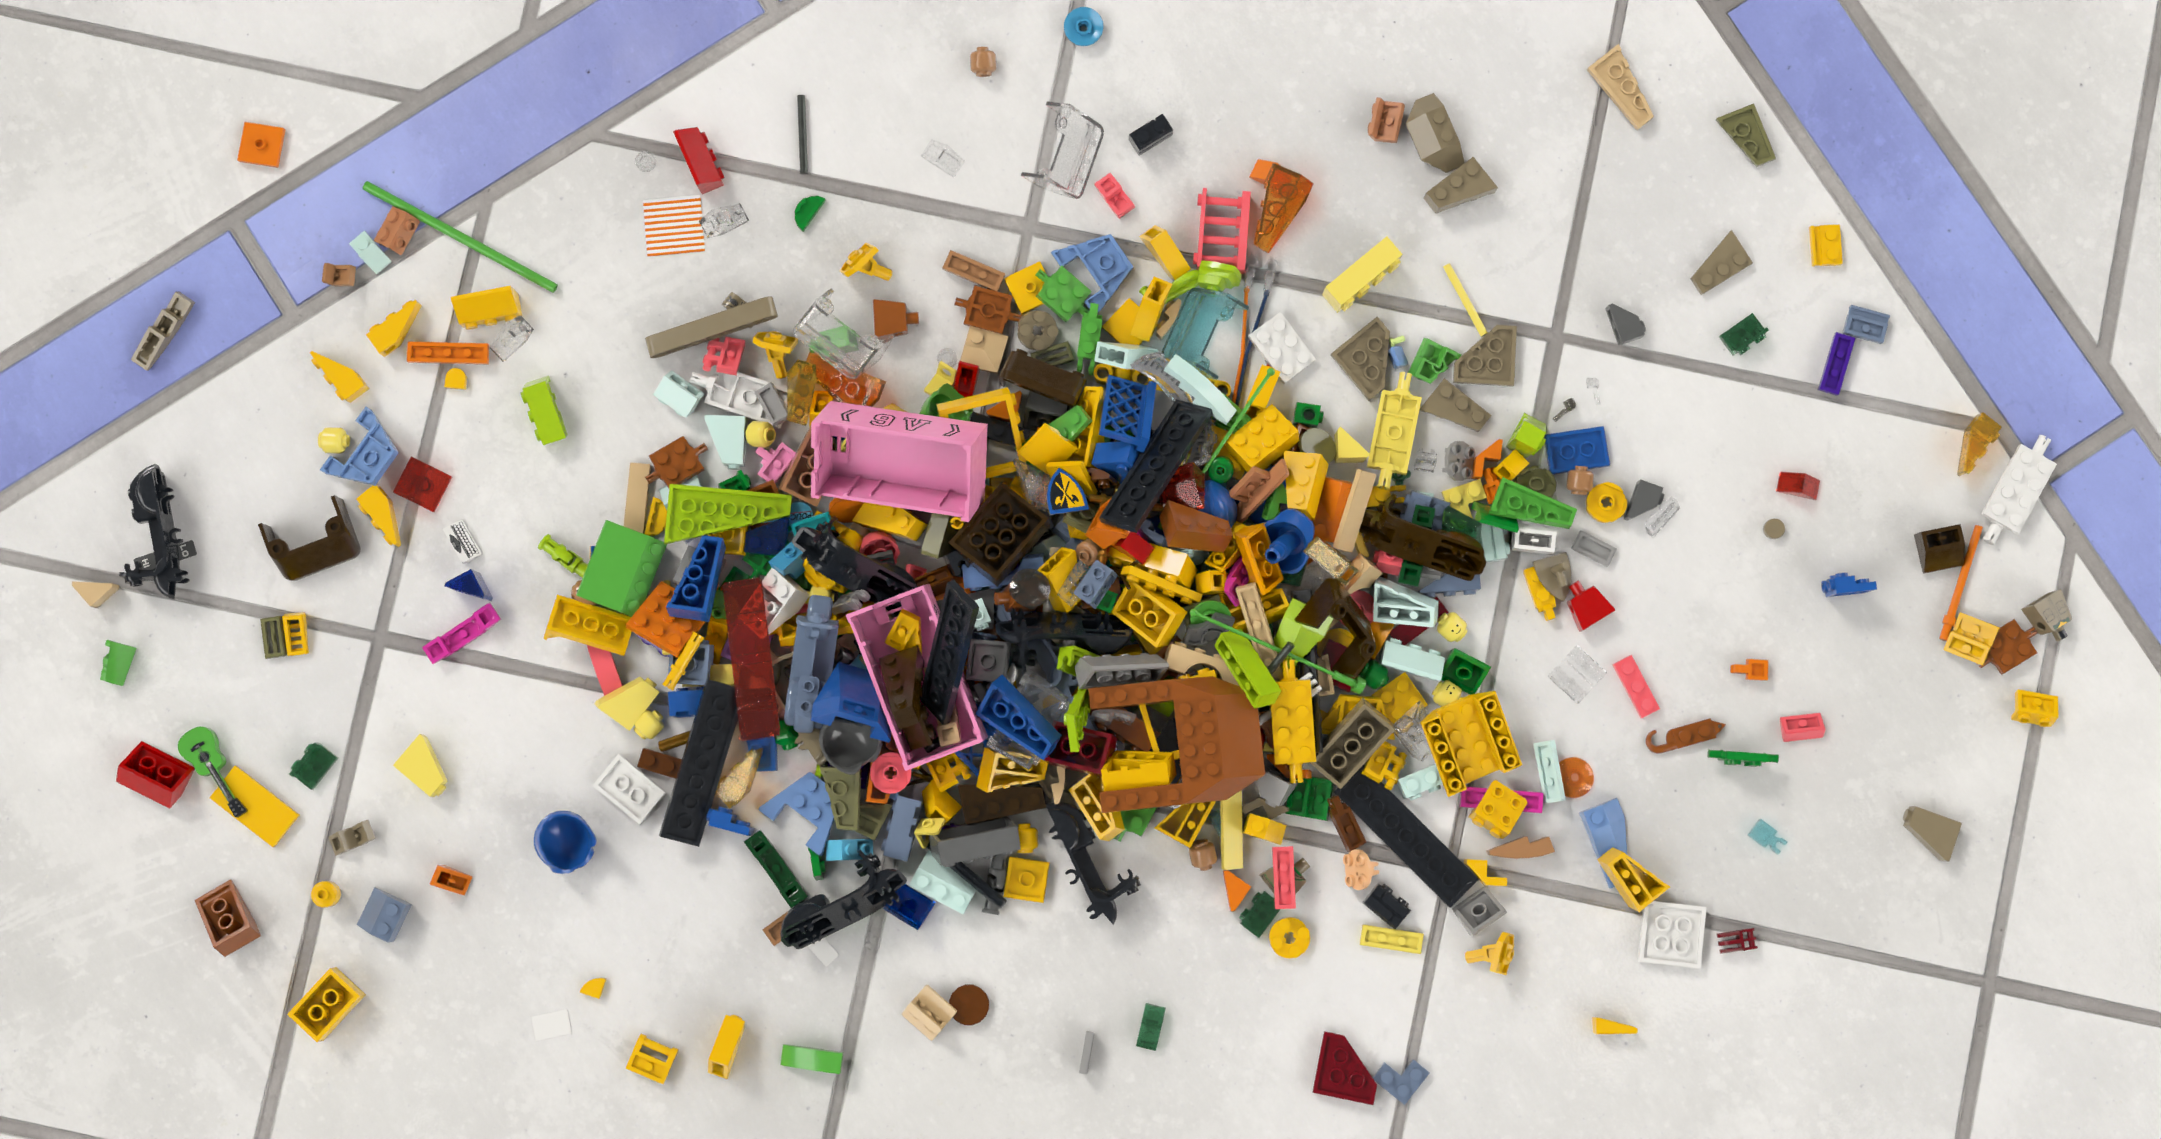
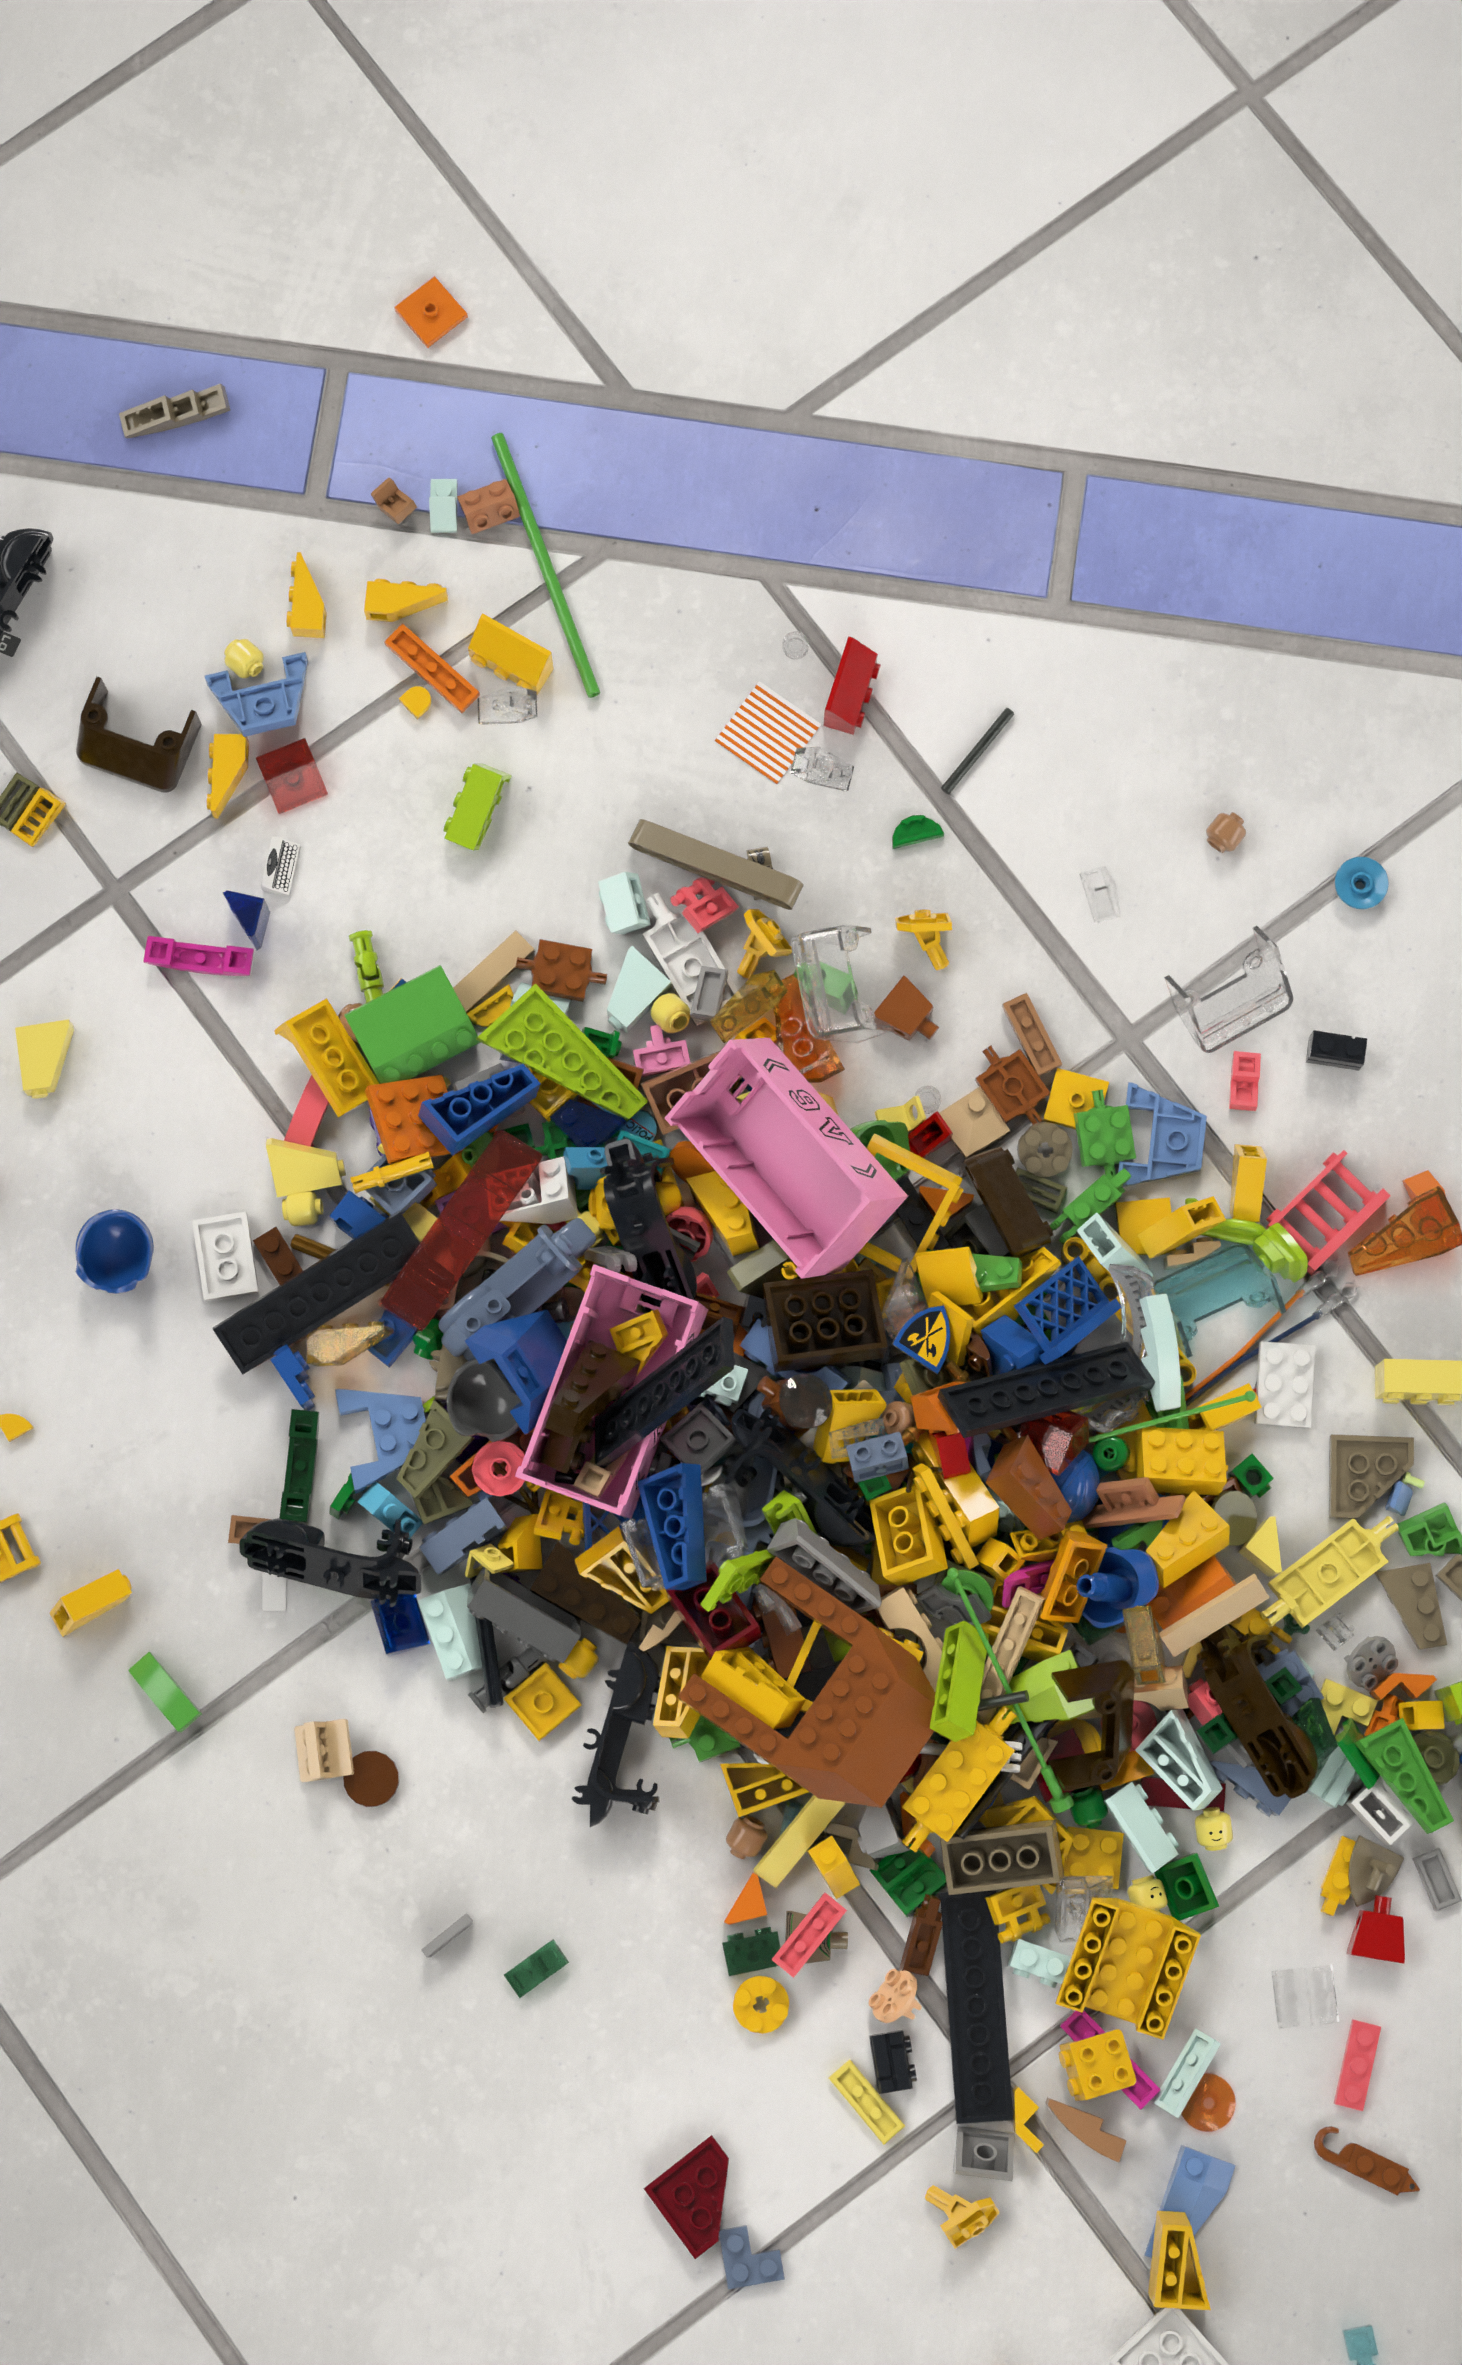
camera: 40 degrees right, 5 degrees down
(1736, 758) = (1400, 2235): green plate -> none

